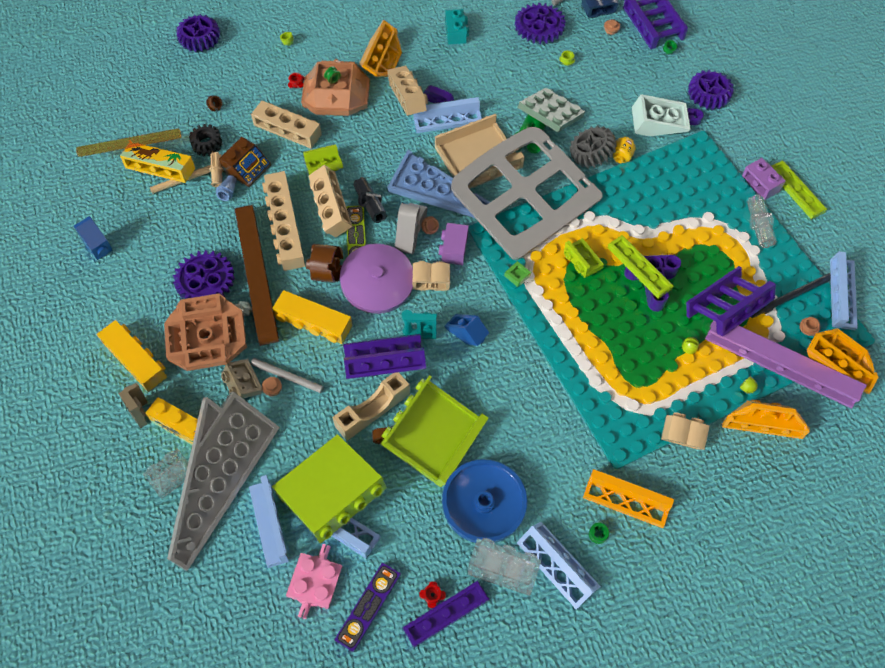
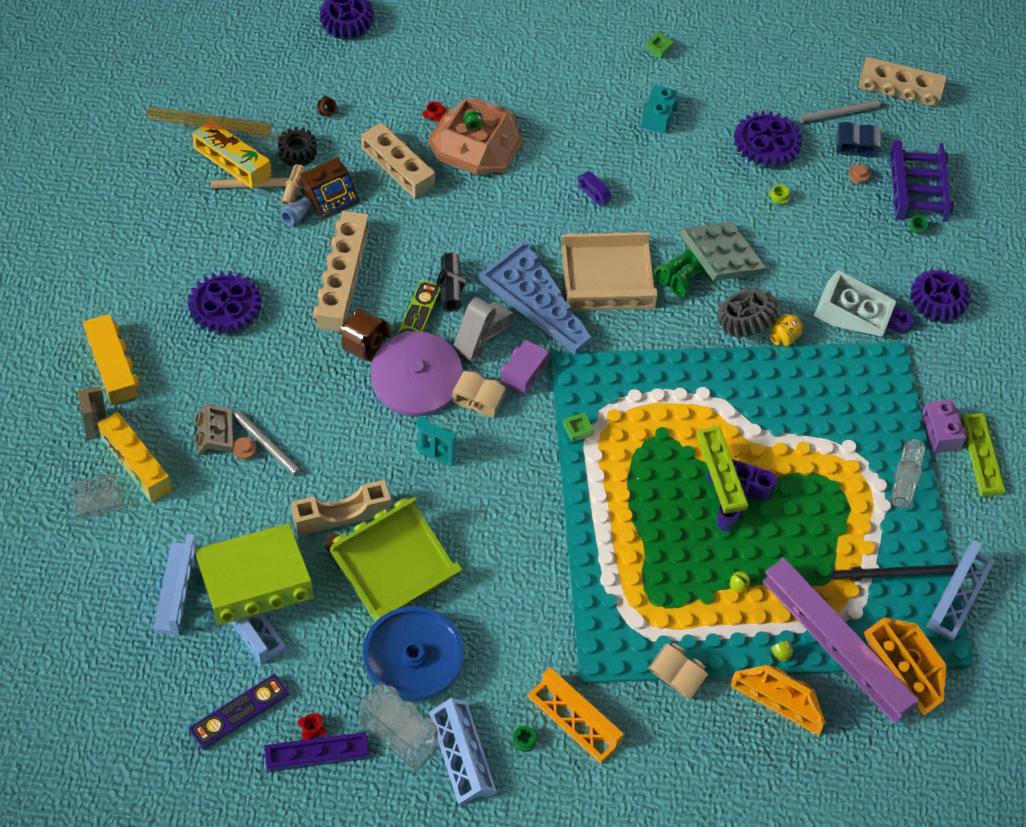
camera: 20 degrees right, 5 degrees down
(93, 238) = (123, 216): blue slope -> none
(200, 318) = (199, 345): nougat piece -> none
(221, 458) = (154, 501): light grey wing -> none
(245, 307) = (251, 352): light aqua plate -> none
(256, 276) = (283, 321): reddish brown beam -> none
(287, 38) = (448, 56): lime hinge -> none
(312, 317) = (323, 390): yellow brick -> none
(314, 581) = (195, 663): bright pink plate -> none
(323, 156) = (419, 217): lime bracket -> none
(329, 201) = (404, 267): tan brick -> none
(382, 51) = (553, 111): light orange wedge -> none
(384, 356) = (378, 460): dark purple fence -> none
(407, 90) = (557, 168): tan brick -> none
(430, 225) = (507, 336): nougat plate -> none
(445, 112) = (594, 209): light blue fence -> none
(468, 329) = (490, 468): blue slope -> none
(524, 187) = (637, 332): light grey window -> none
(582, 257) = (665, 436): lime bracket -> none
(734, 313) = (815, 561): dark purple fence -> none
(810, 326) = (897, 612): nougat plate -> none

